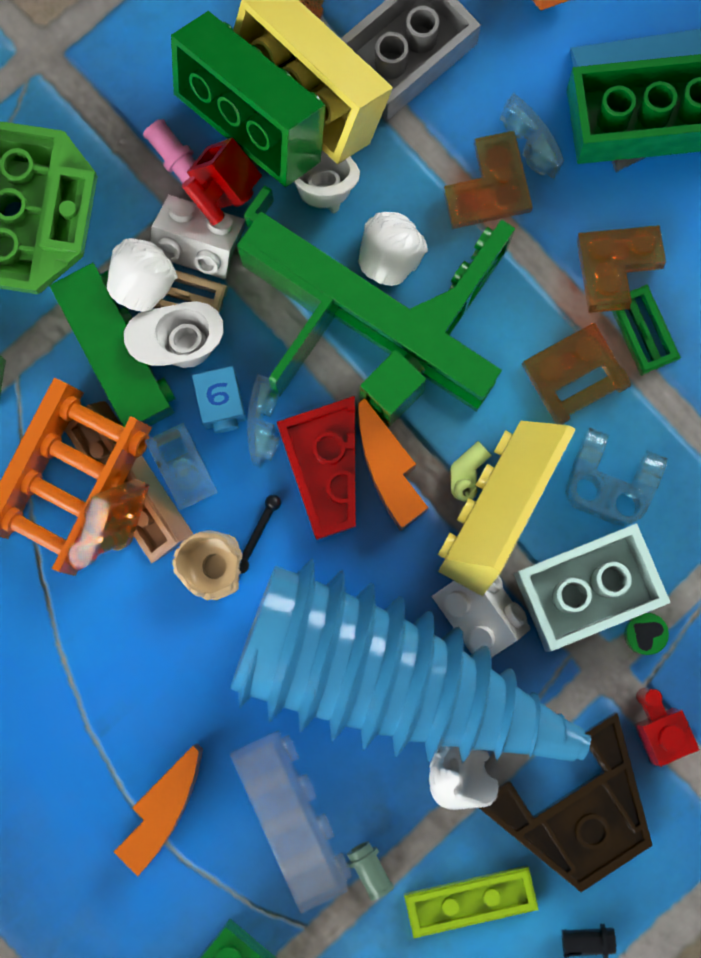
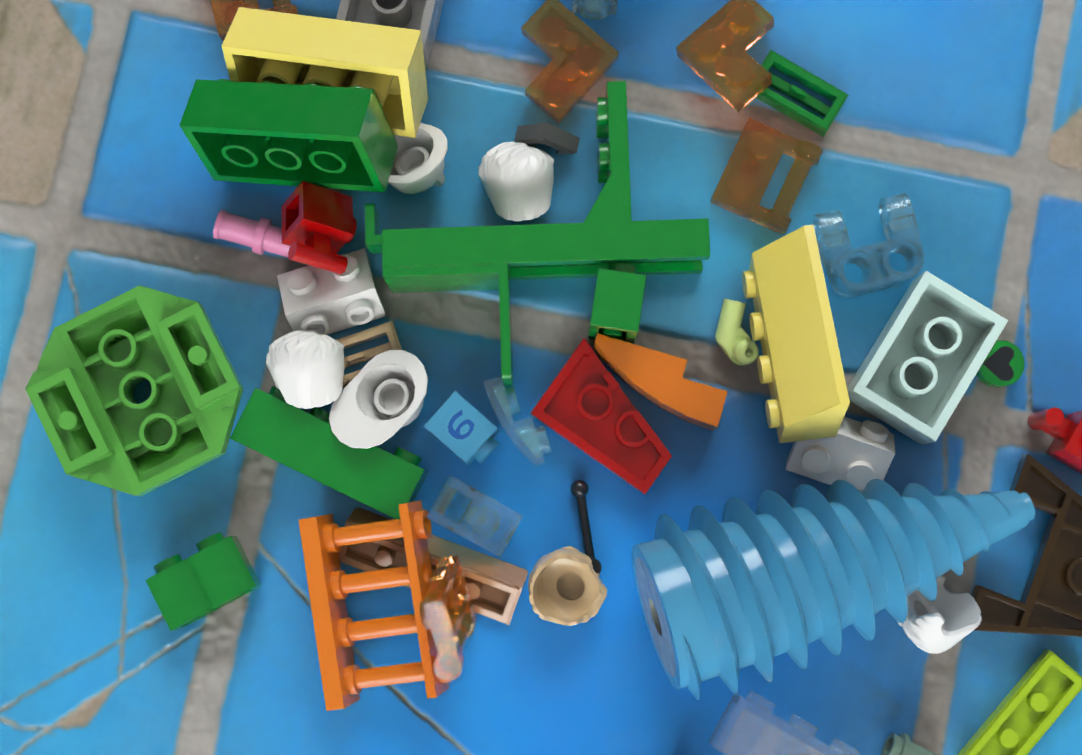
camera: 35 degrees left, 0 degrees up
(437, 232) = (549, 135): none -> dark grey tile

